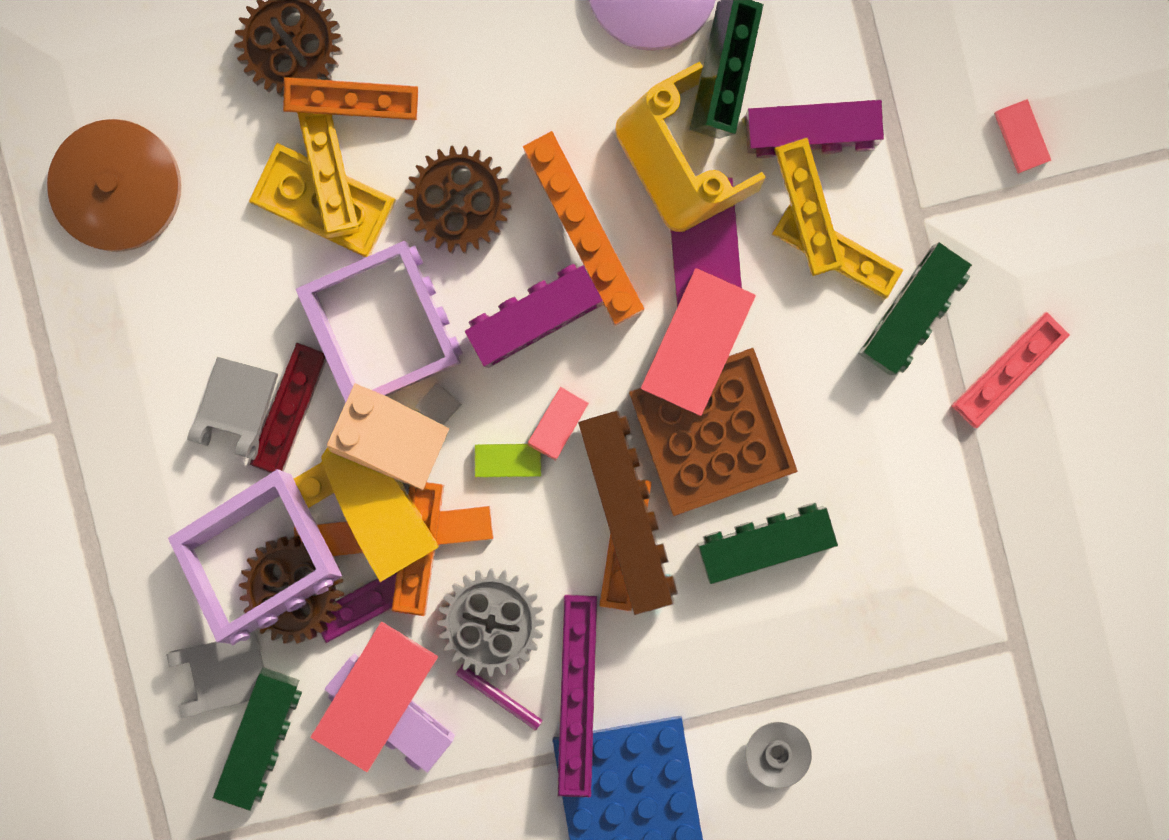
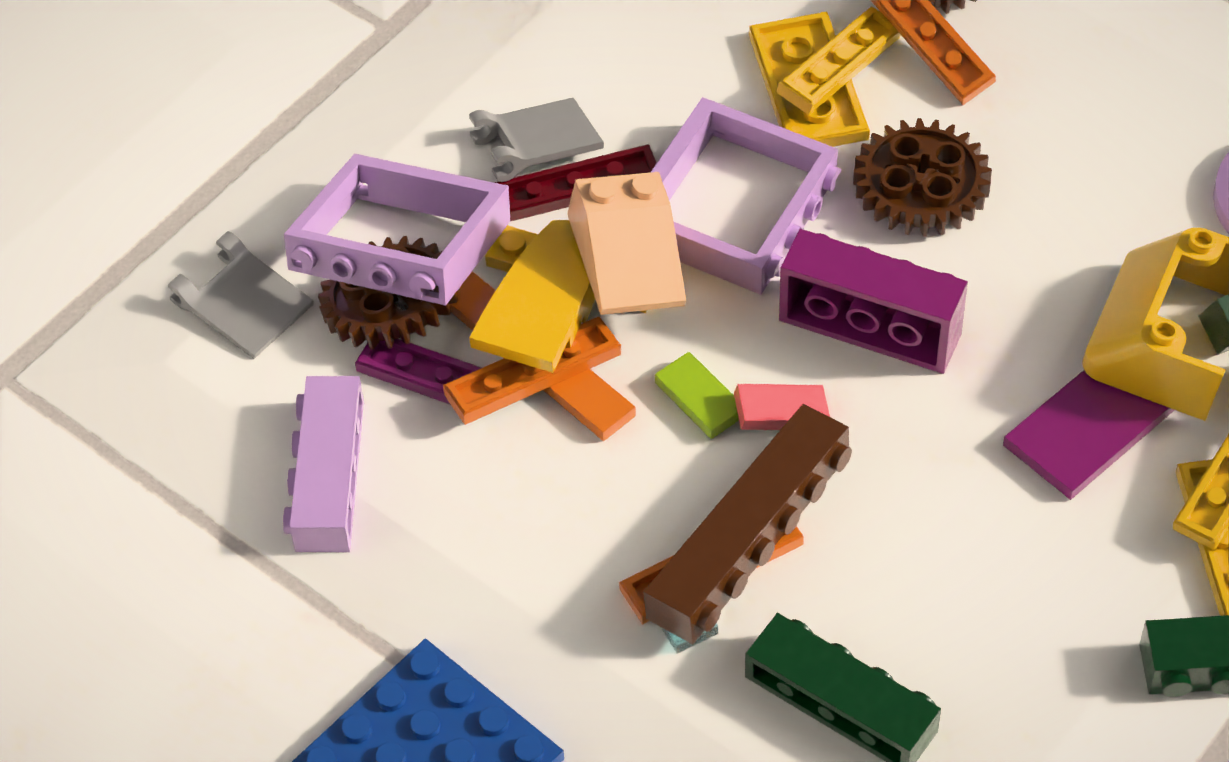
camera: 55 degrees right, 35 degrees down
(256, 739) = (198, 363): dark green brick -> none
(374, 696) = (336, 419): coral tile -> none
(438, 404) = (702, 299): light grey tile -> none
(483, 651) = (470, 502): light grey gear -> none
(499, 697) = (430, 560): magenta bar -> none
(577, 696) = (496, 623): magenta tile -> none
(583, 228) = (983, 327): orange arch -> none
(698, 342) = (994, 465): coral tile -> none
(727, 448) = (914, 556): dark orange plate -> none

